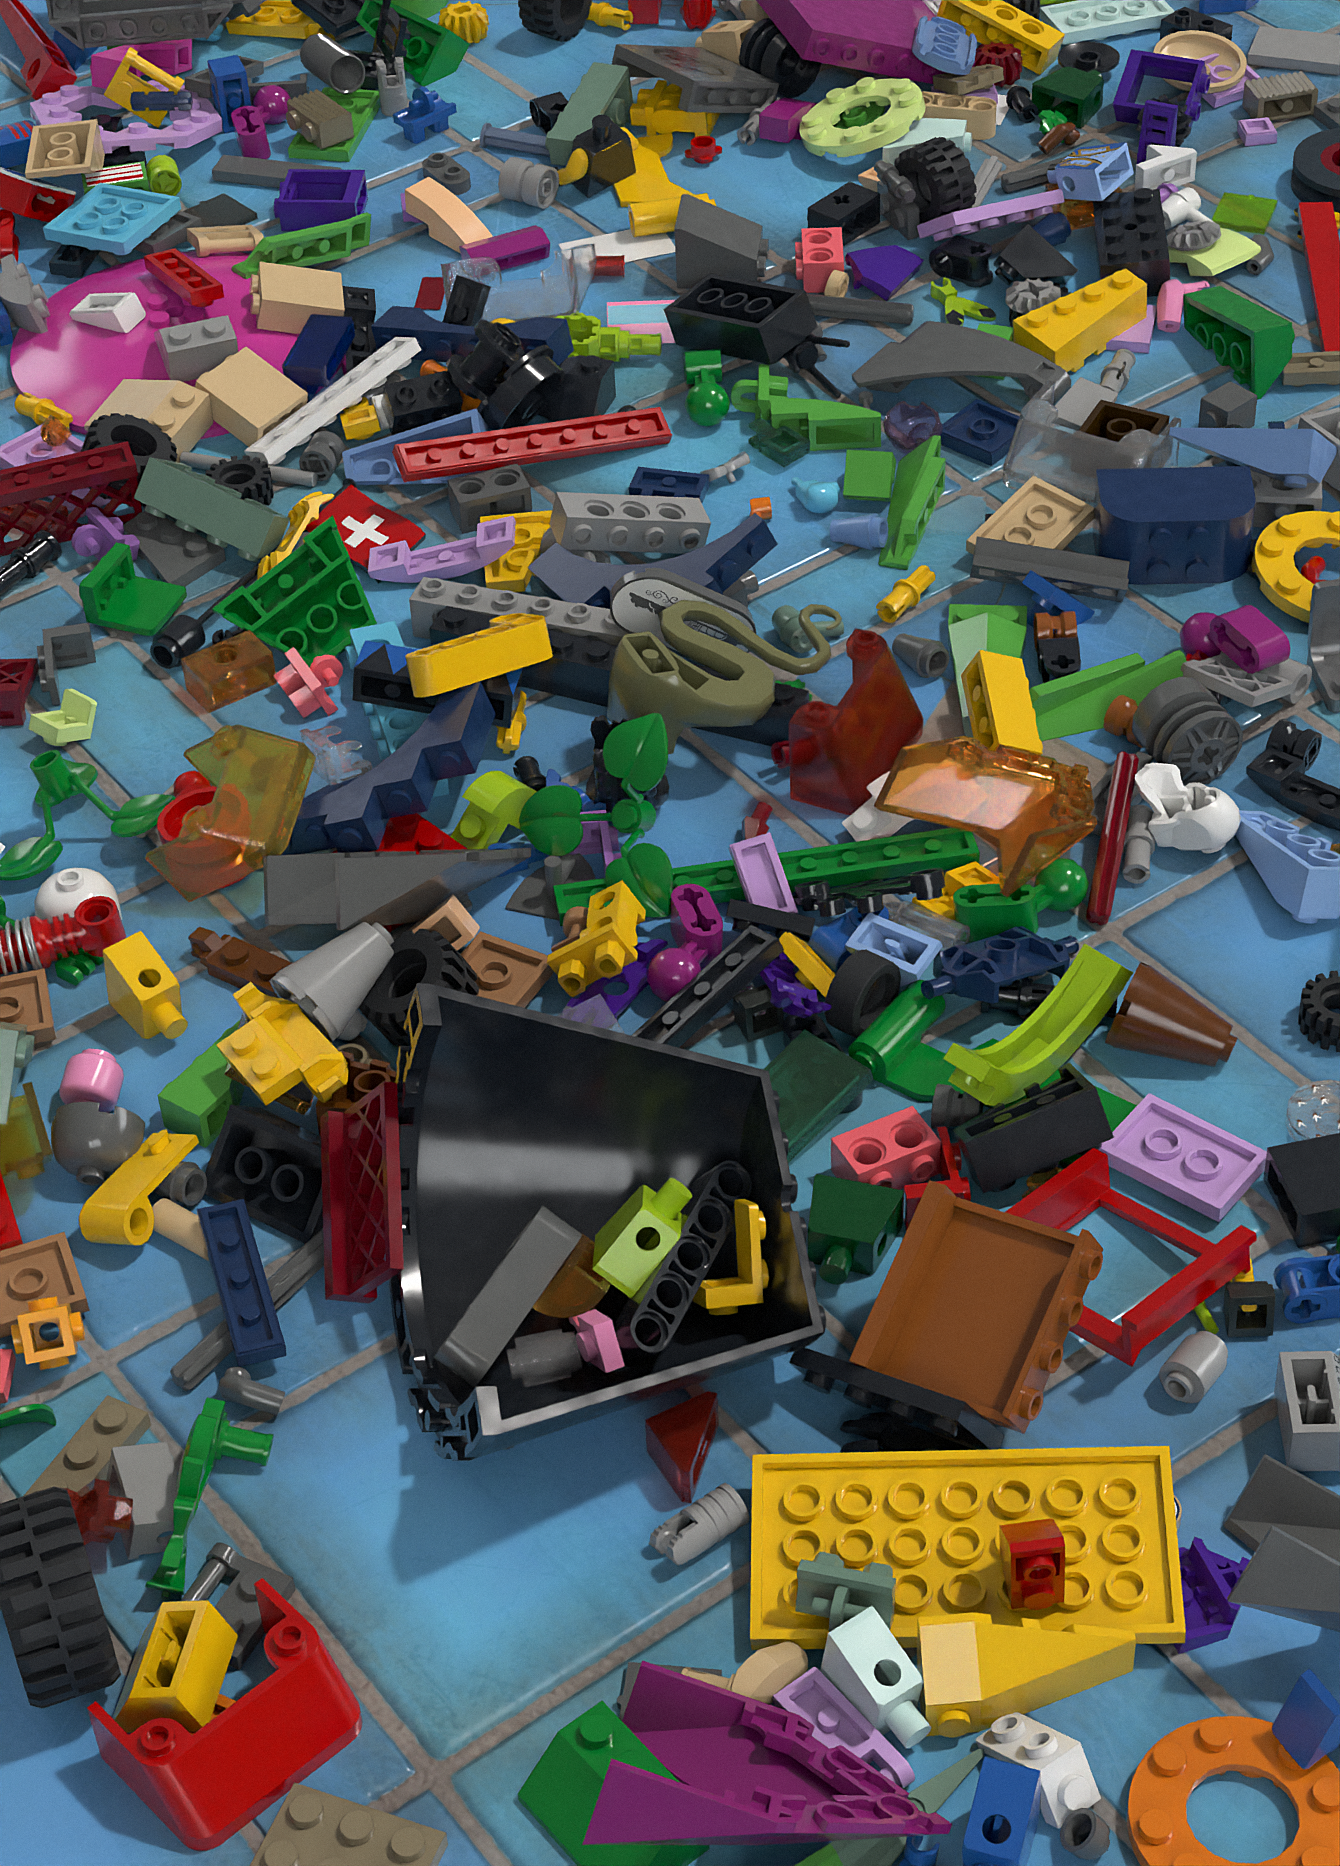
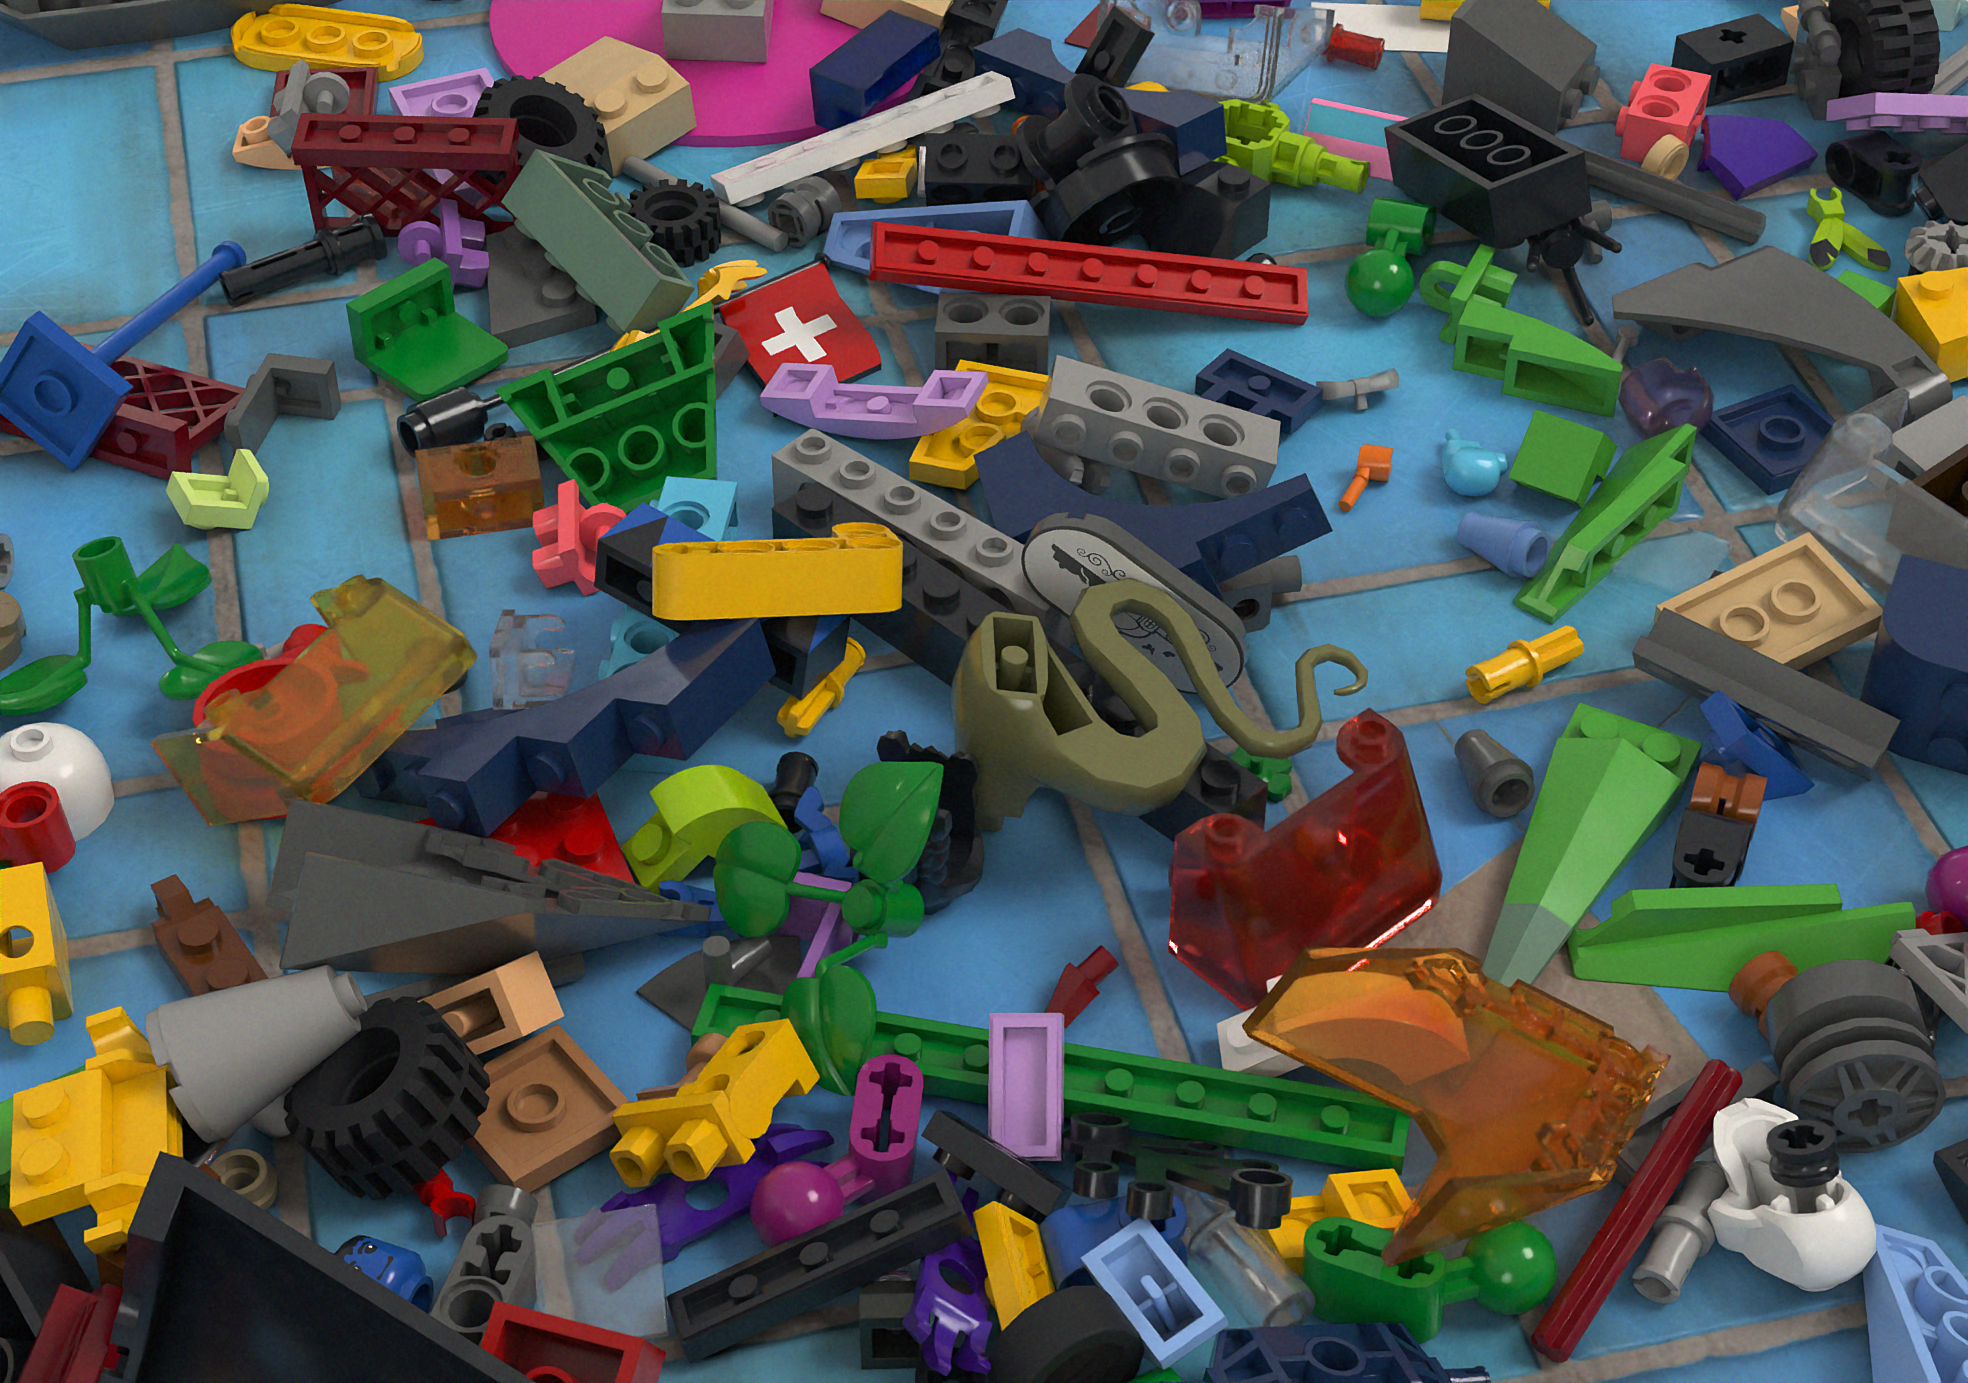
camera: 20 degrees right, 0 degrees up
(40, 409) = (492, 51): yellow axle -> none
(54, 432) = (472, 81): clear orange hinge -> none
(250, 395) = (752, 100): tan brick -> none
(778, 444) = (1456, 373): clear green plate -> none
(792, 635) = (1335, 676): sand green piece -> none
(1000, 702) = (1562, 908): yellow brick -> none
(1187, 780) = (1803, 1153): none -> black bush

